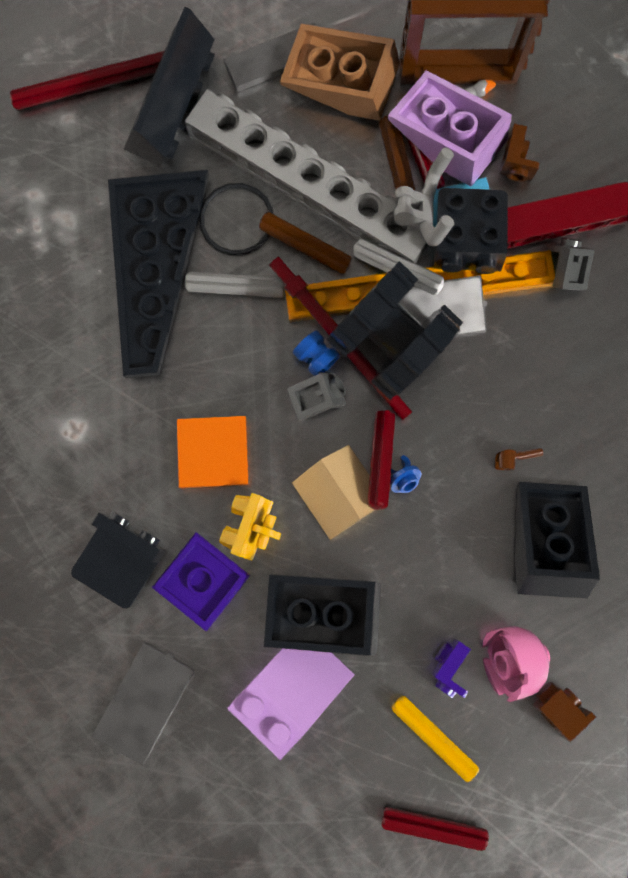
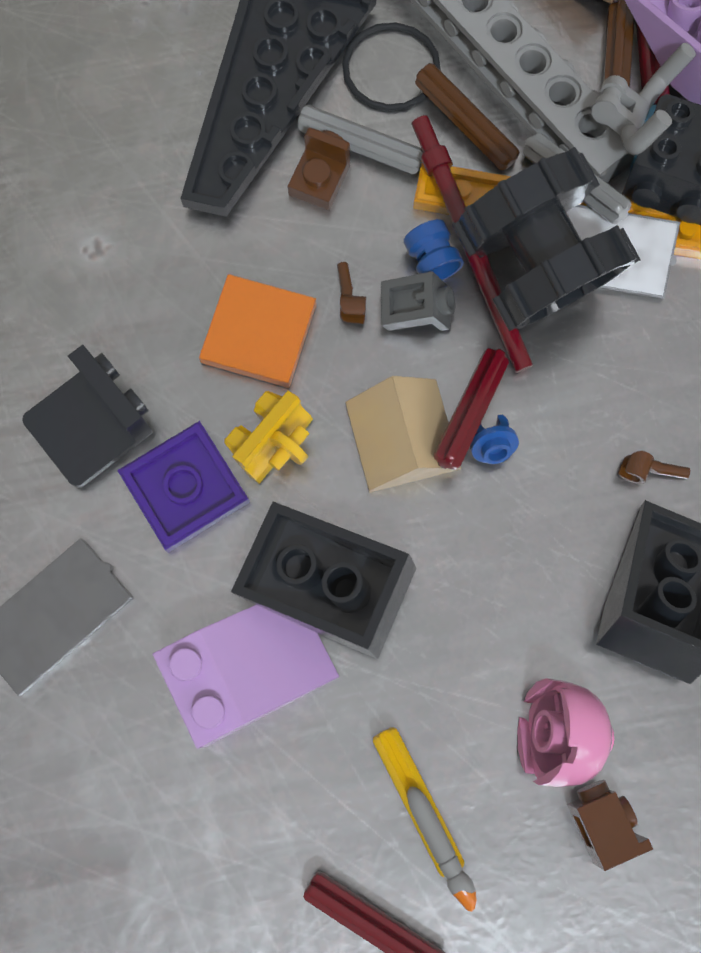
camera: 20 degrees right, 5 degrees down
(214, 317) = (320, 168): none -> reddish brown bracket
(273, 413) = (351, 307): none -> reddish brown hand
(450, 659) = (473, 700): dark purple bracket -> none
(461, 765) = (457, 880): none -> light grey piece

